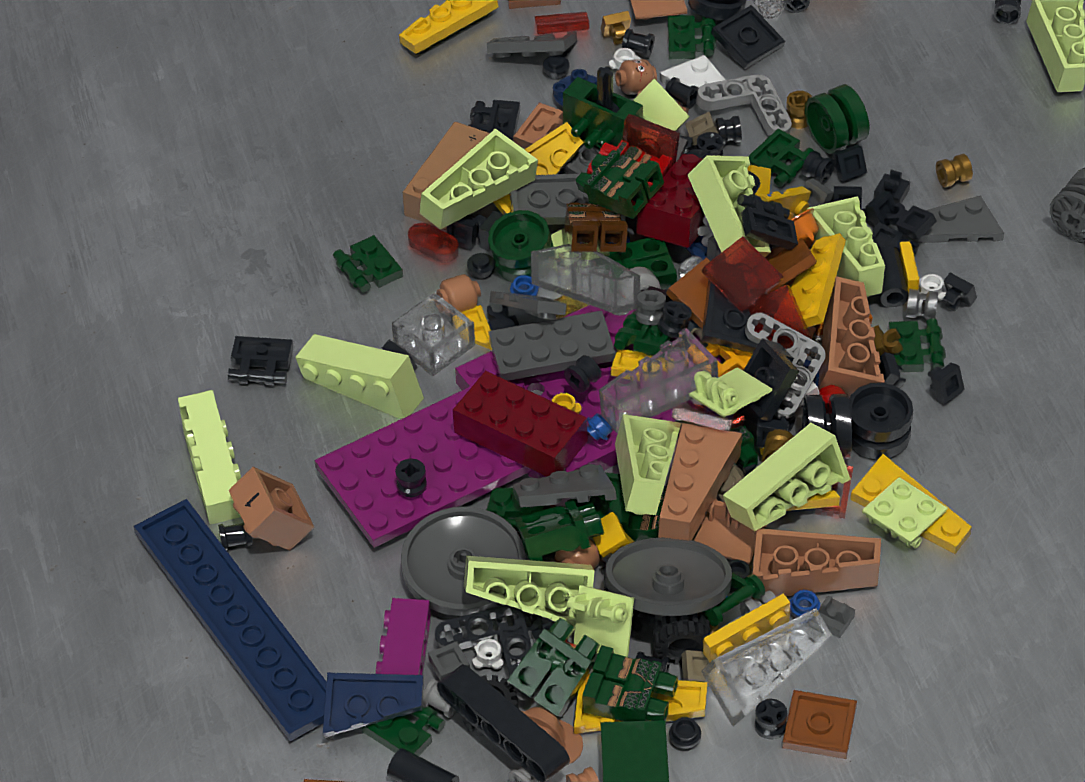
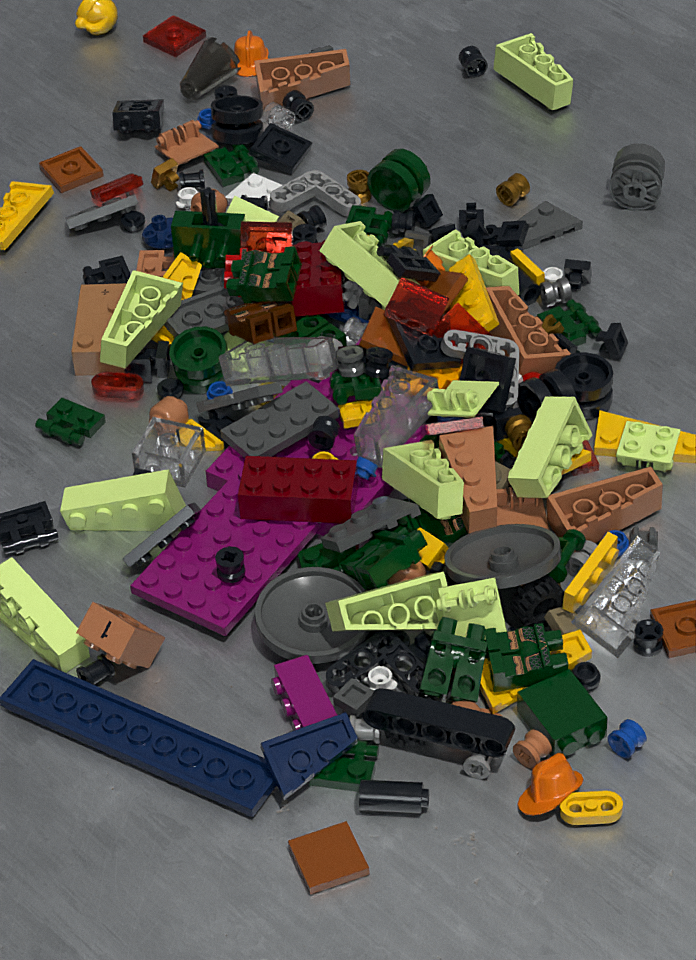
camera: 25 degrees left, 5 degrees down
(372, 420) = (163, 535): none -> wing

